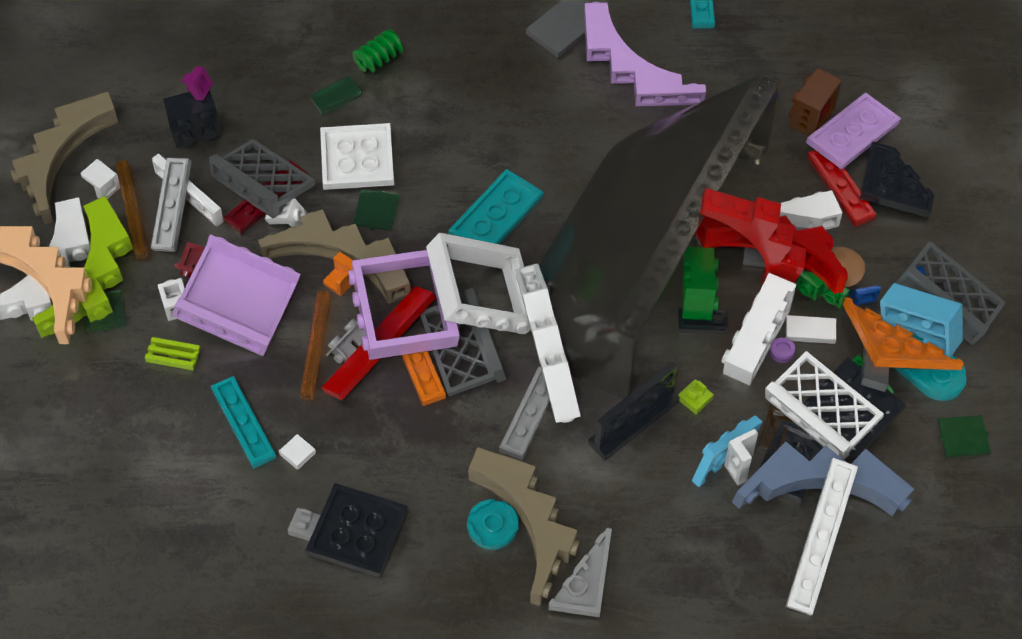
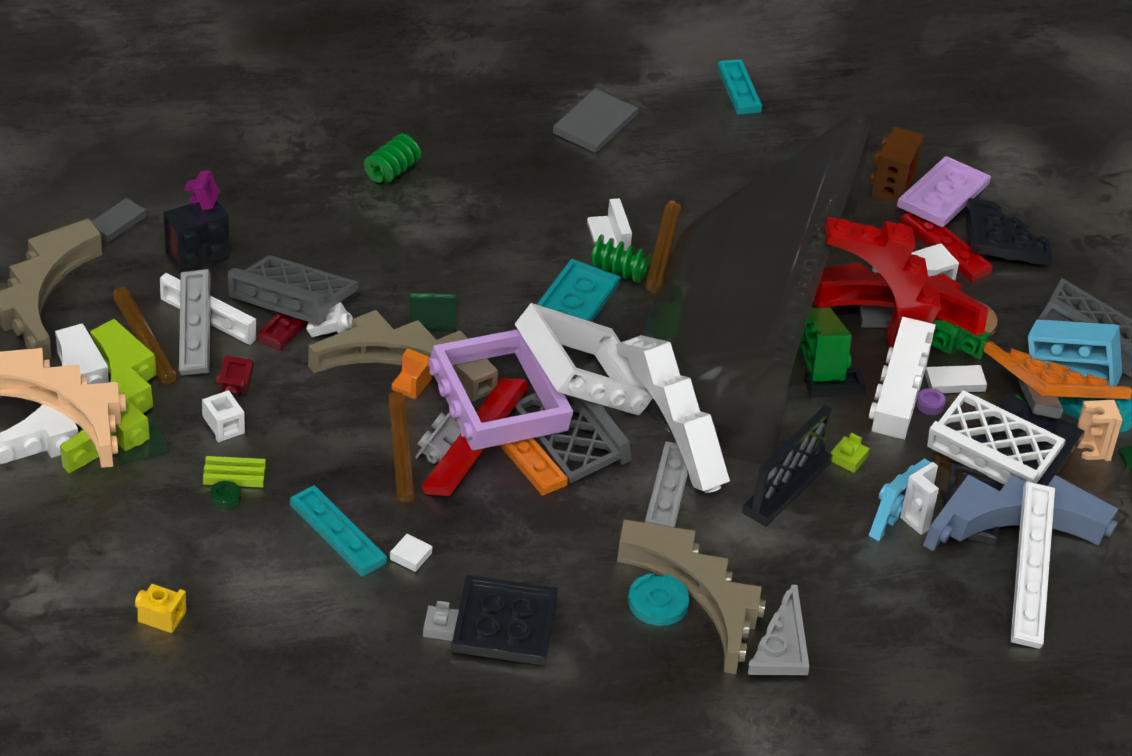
camera: 15 degrees left, 15 degrees down
(82, 488) = (161, 607): none -> yellow brick
(102, 178) = (104, 303): white panel -> none
(137, 90) = (119, 219): none -> dark grey tile
(160, 375) = (225, 495): none -> dark green tile
(236, 295) = (299, 401): lavender panel -> none
(335, 95) = (353, 206): clear green tile -> none
(356, 156) = (396, 261): white plate -> none
(545, 177) = (620, 261): none -> green piece
(547, 143) = (611, 226): none -> white panel
(588, 164) = (663, 247): none -> clear orange axle
(651, 84) = (708, 164): lavender arch -> none
(865, 294) = (1007, 338): blue slope -> none
(921, 402) = (1101, 427): none -> light nougat hinge

